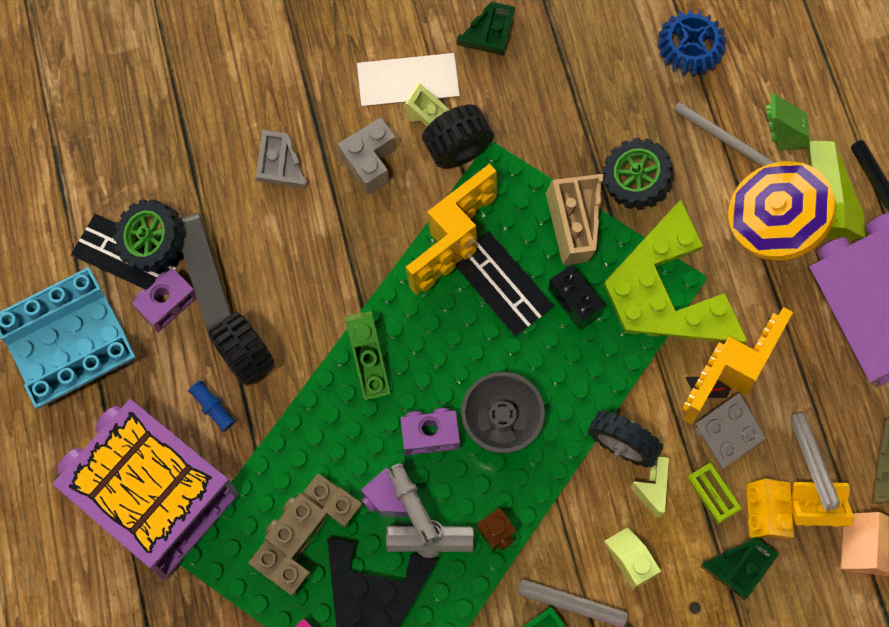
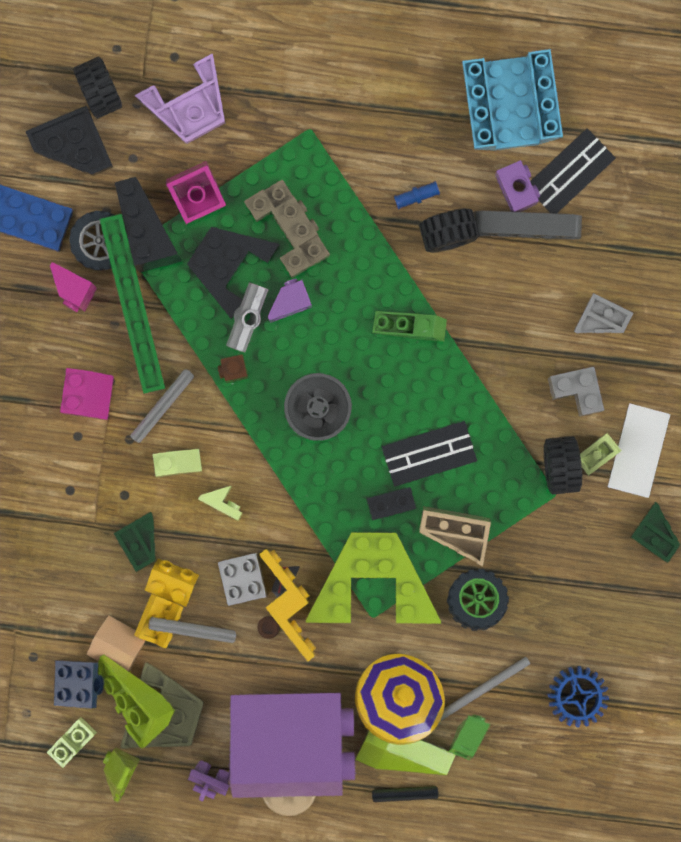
camera: 110 degrees right, 15 degrees up
(135, 224) = (576, 177): black wheel -> none
(145, 487) = (368, 122): brick -> none
(408, 495) = (273, 312): light grey pin -> none
(417, 442) = (326, 336): medium lavender brick -> none
(452, 230) = (481, 429): yellow bracket -> none
(625, 439) = (263, 492): black wheel -> none
(706, 500) = (203, 546): lime tile -> none
(769, 382) = (268, 627): none -> reddish brown plate

